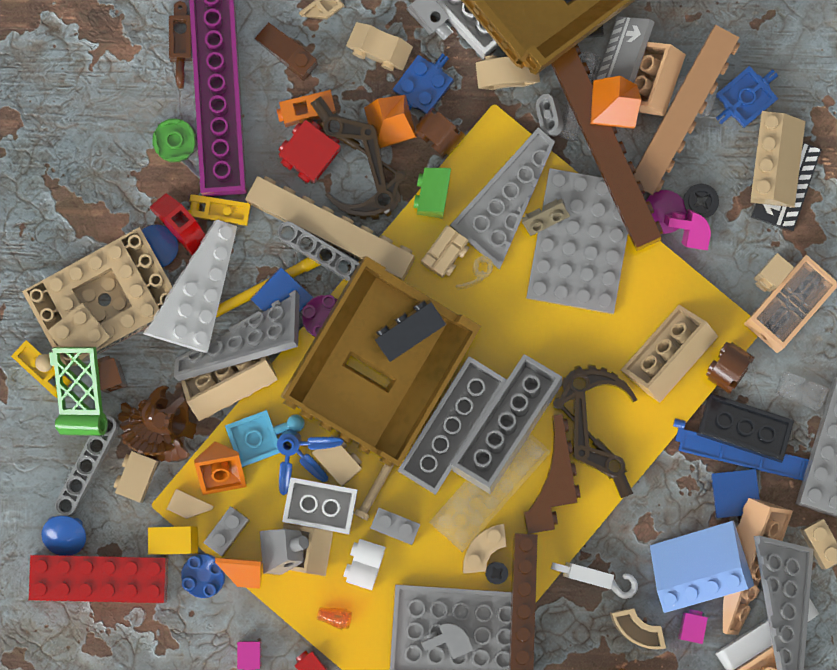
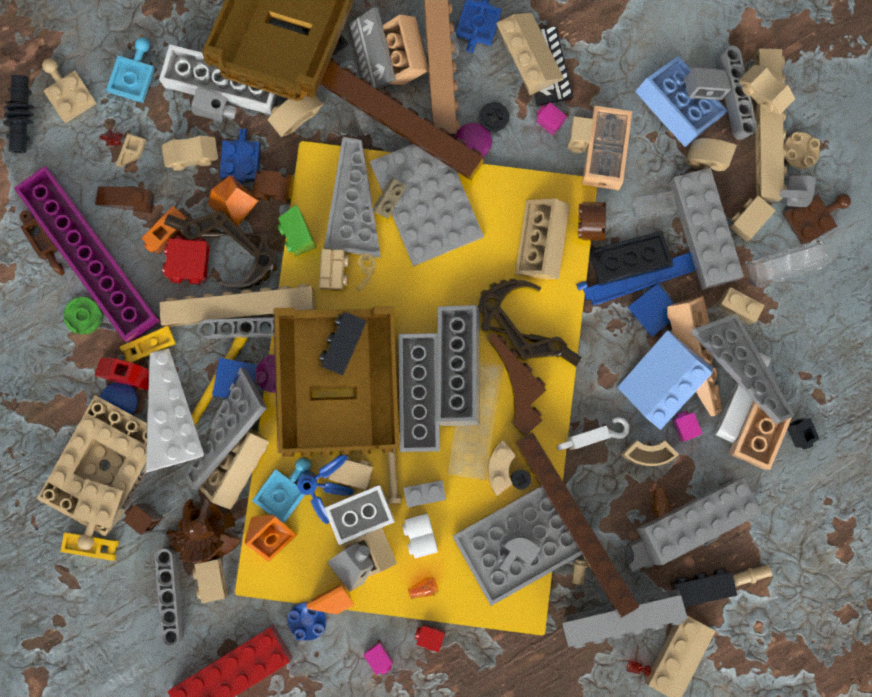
camera: 30 degrees left, 0 degrees up
(64, 535) = (184, 659): blue dish -> none
(84, 419) = (143, 564): bright green piece -> none
(172, 540) = (267, 610): yellow panel -> none
(187, 505) = (261, 577): tan tile -> none
(226, 531) = (302, 578): light grey brick -> none
(549, 116) = (346, 124): light grey plate -> none
(615, 102) = (386, 81): orange slope -> none
(695, 227) = (503, 137): dark pink brick -> none
(756, 238) = (550, 118): none -> dark pink brick

